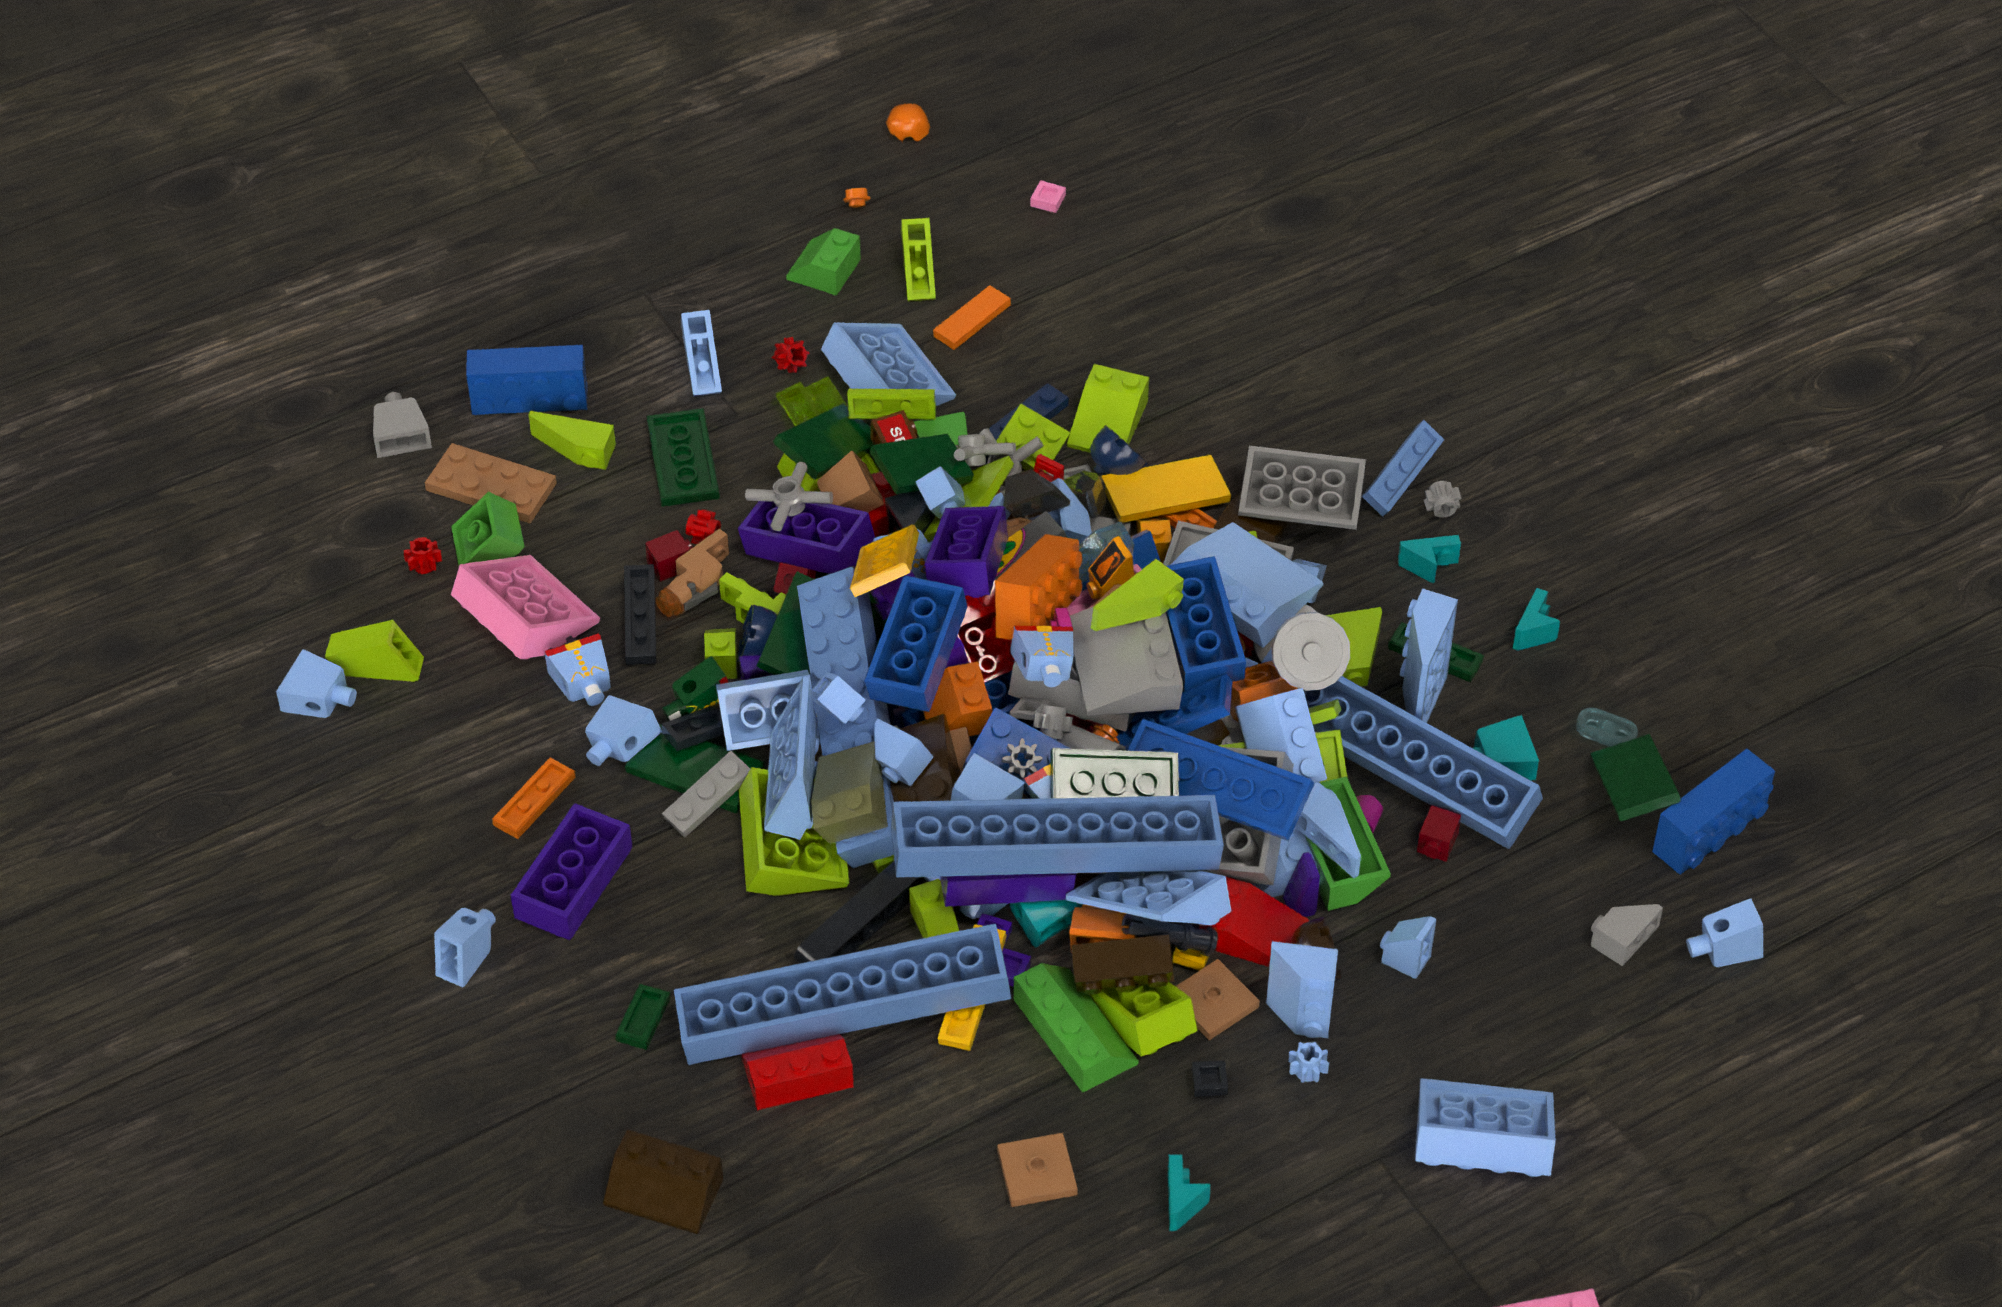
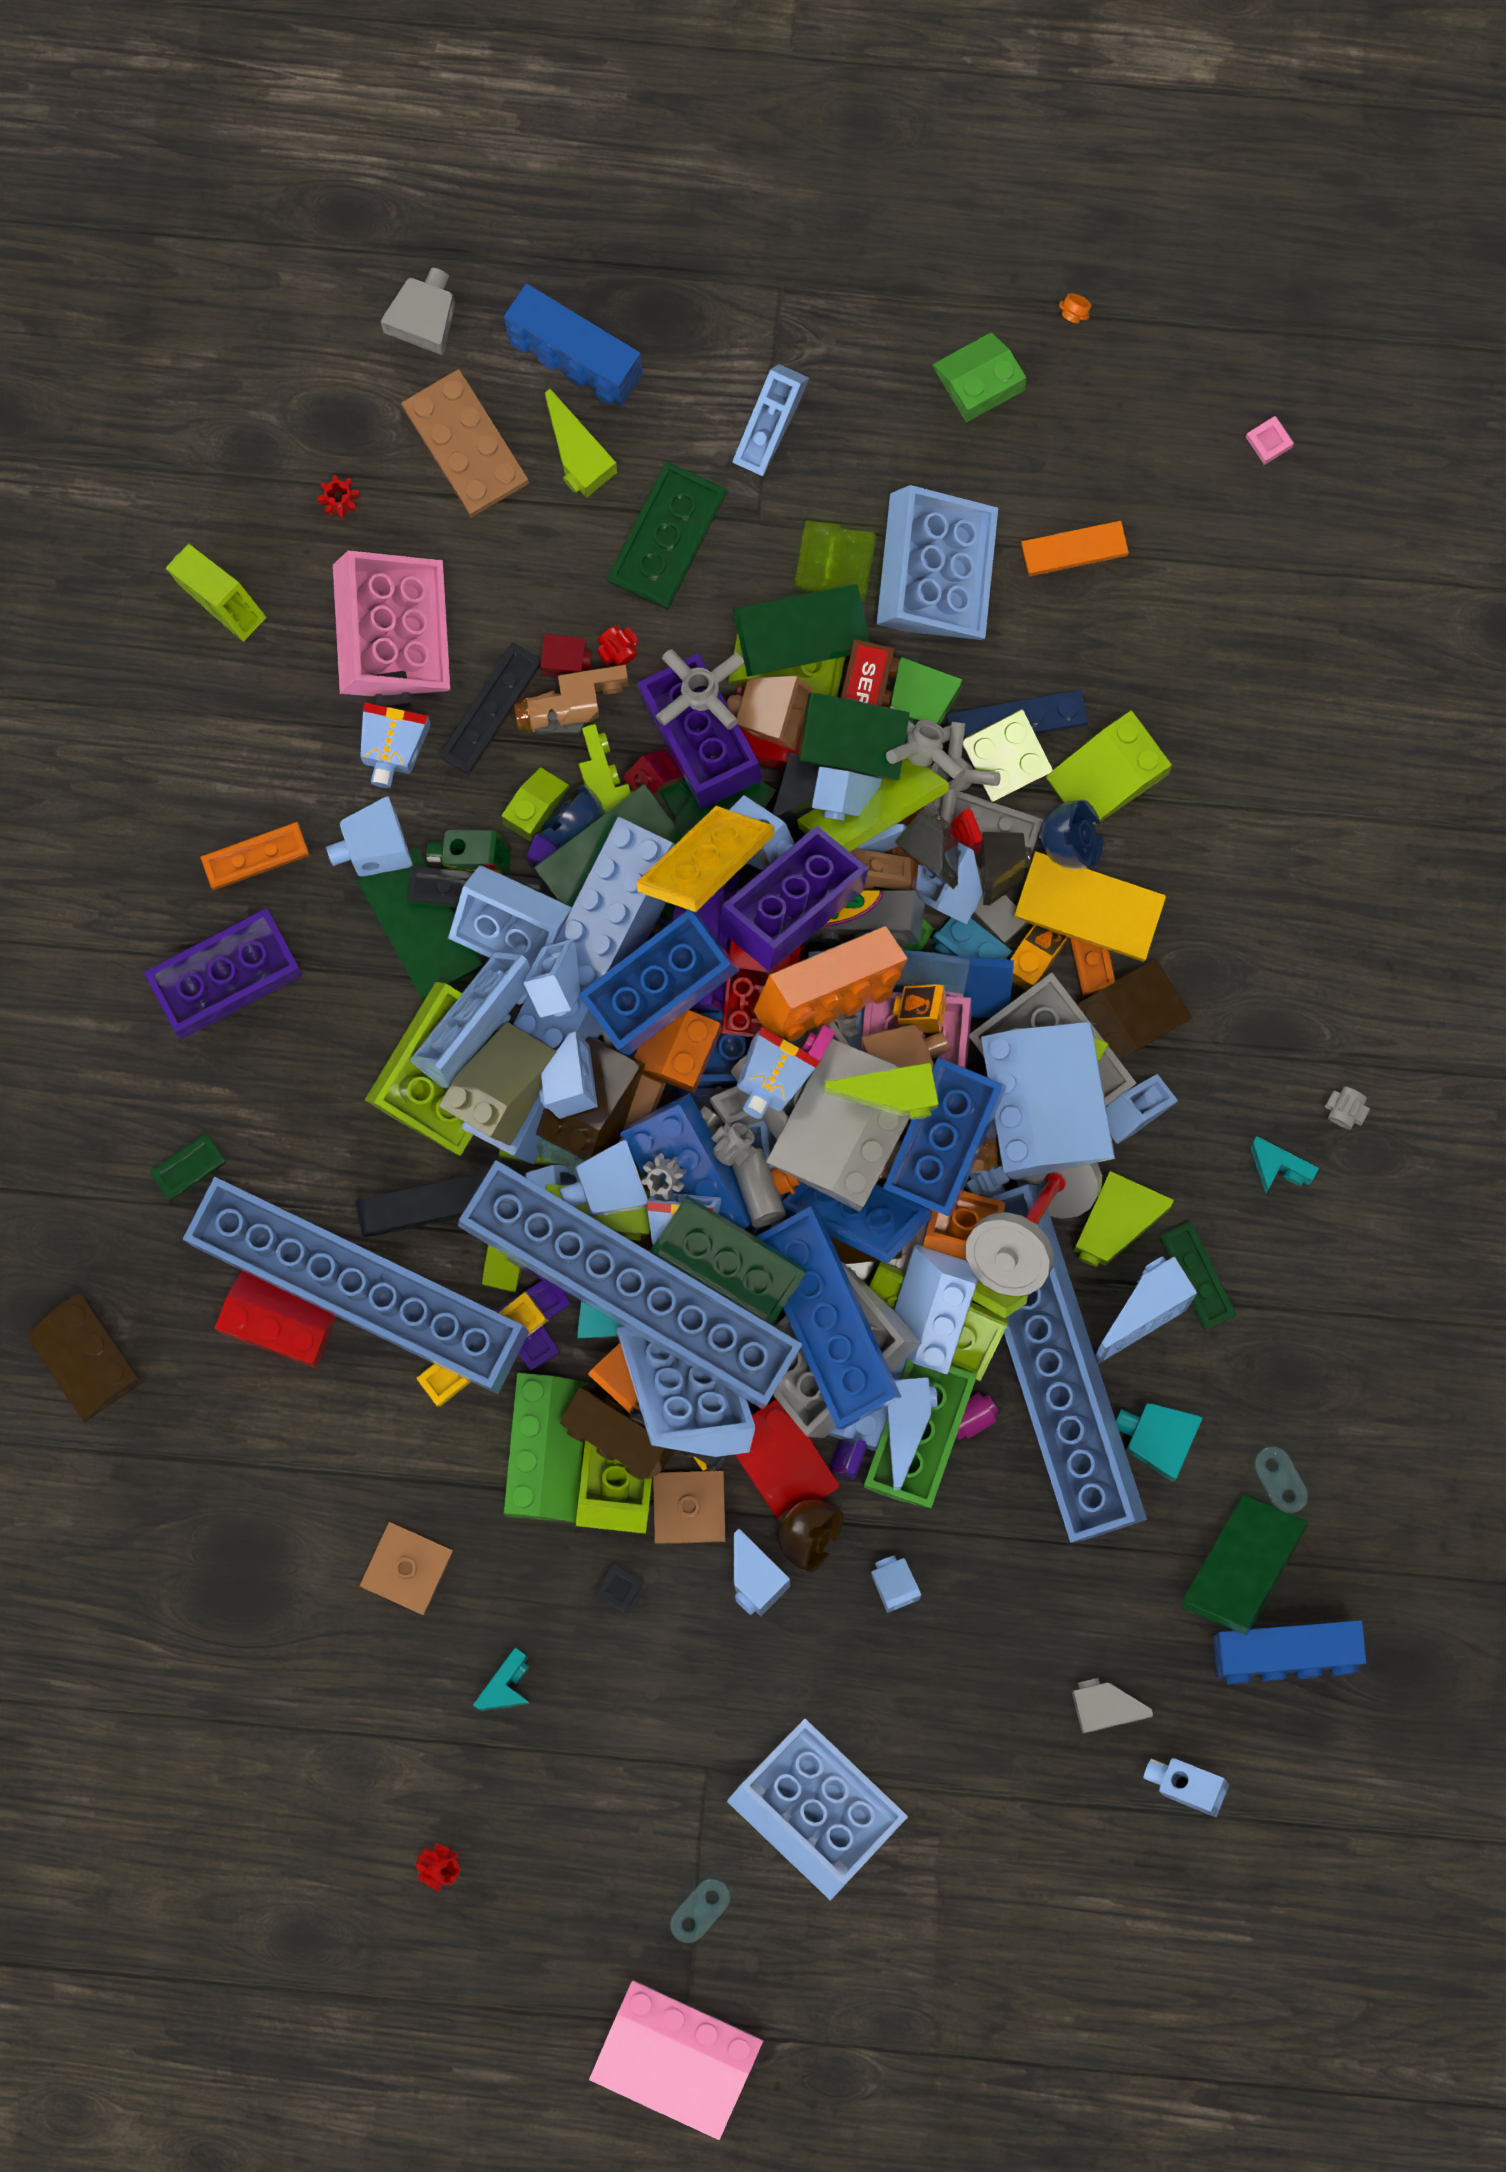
camera: 40 degrees right, 30 degrees up
(314, 687) = (140, 591): light blue torso -> none
(462, 945) = (69, 992): light blue torso -> none
(488, 531) = (415, 513): bright green slope -> none
(707, 794) = (404, 968): light grey plate -> none
(790, 355) = (854, 481): red gear -> none
(882, 402) = (893, 628): lime tile -> none
(908, 121) = (1205, 236): orange hair -> none
(918, 259) = (1071, 440): lime slope -> none
(1302, 487) = (1211, 1009): light grey slope -> none
(1308, 1062) = (718, 1625): light blue gear -> none
(1403, 468) = (1342, 1041): medium blue plate -> none
(1438, 833) = (1024, 1484): dark red brick -> none
(1462, 1250) = (699, 1910): none -> clear light blue plate
(1536, 625) = (1306, 1317): teal slope -> none

